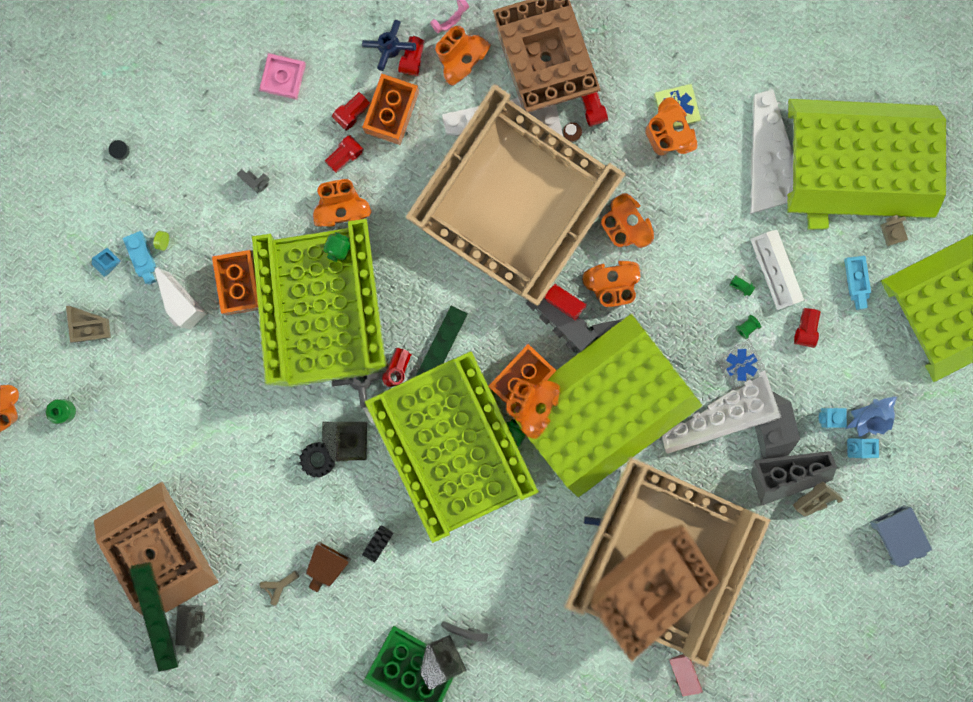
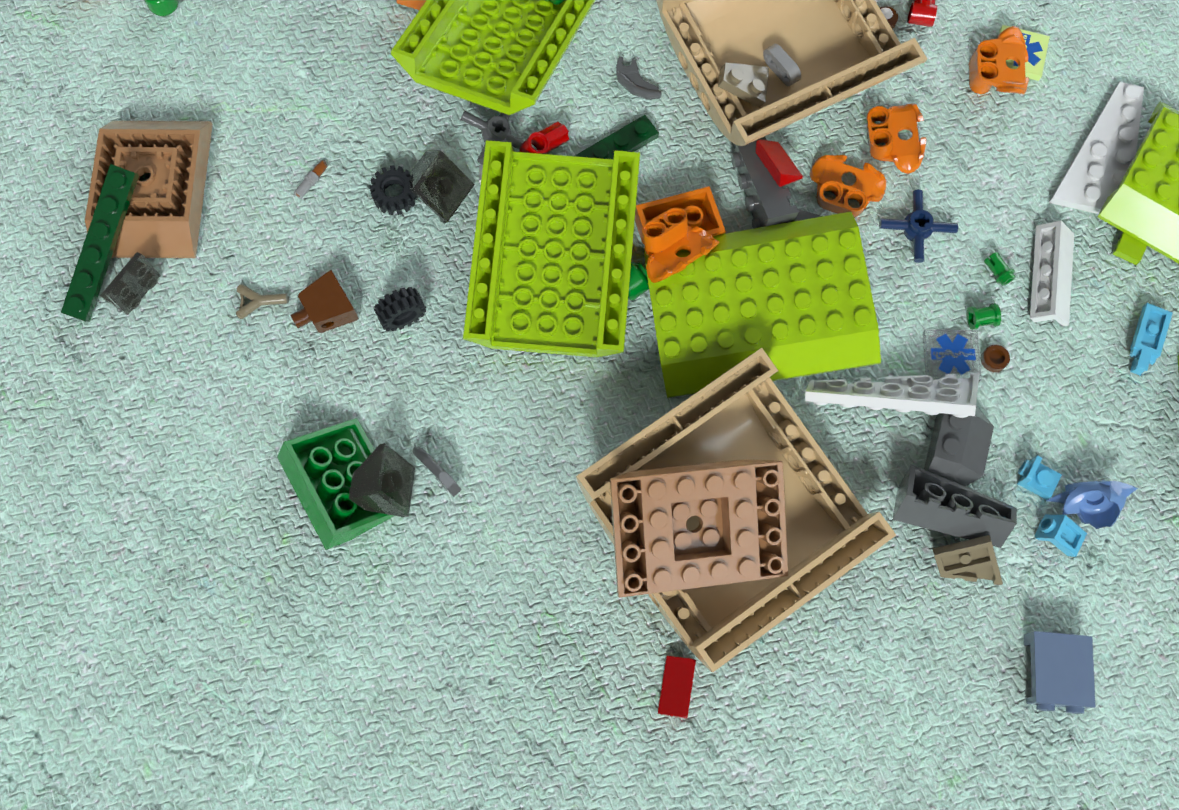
camera: 30 degrees right, 15 degrees down
(256, 482) = (310, 179): none -> light grey piece
(426, 282) = (632, 81): none -> dark grey piece
(508, 248) = (745, 82): none -> dark tan wing
(525, 219) = (782, 64): none -> light grey beam
(670, 280) = (918, 226): none -> dark blue bar
(768, 350) = (995, 358): none -> reddish brown tile
(807, 332) = (1056, 359): red piece -> none

